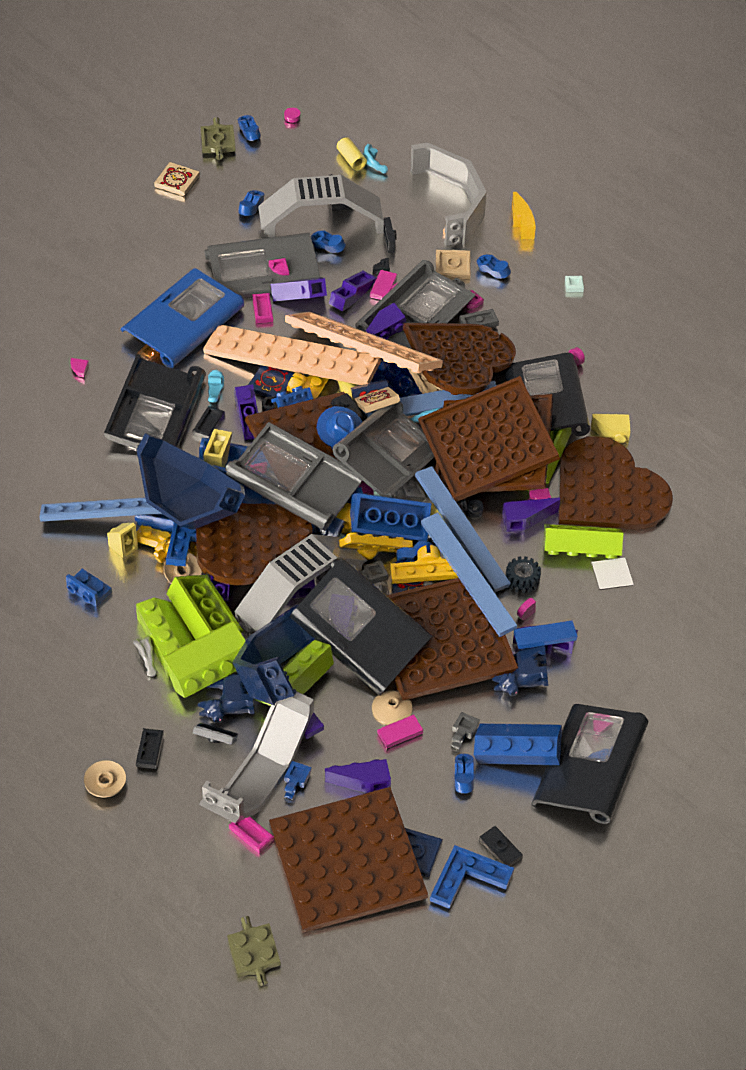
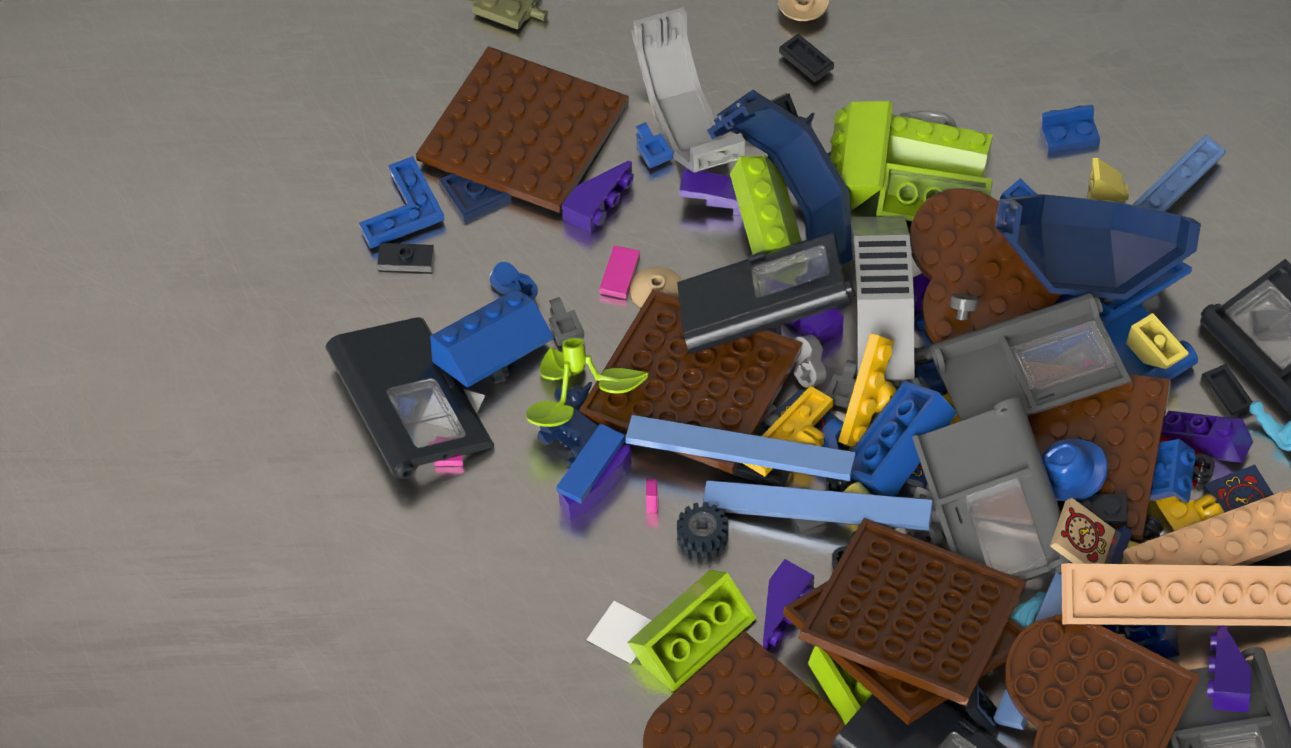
camera: 135 degrees right, 5 degrees up
(252, 834) = (625, 79): dark pink tile -> none
(284, 523) = (964, 304): none -> dark grey tile
(484, 657) = (572, 362): none -> lime plant
(540, 494) = (794, 647): dark pink tile -> none

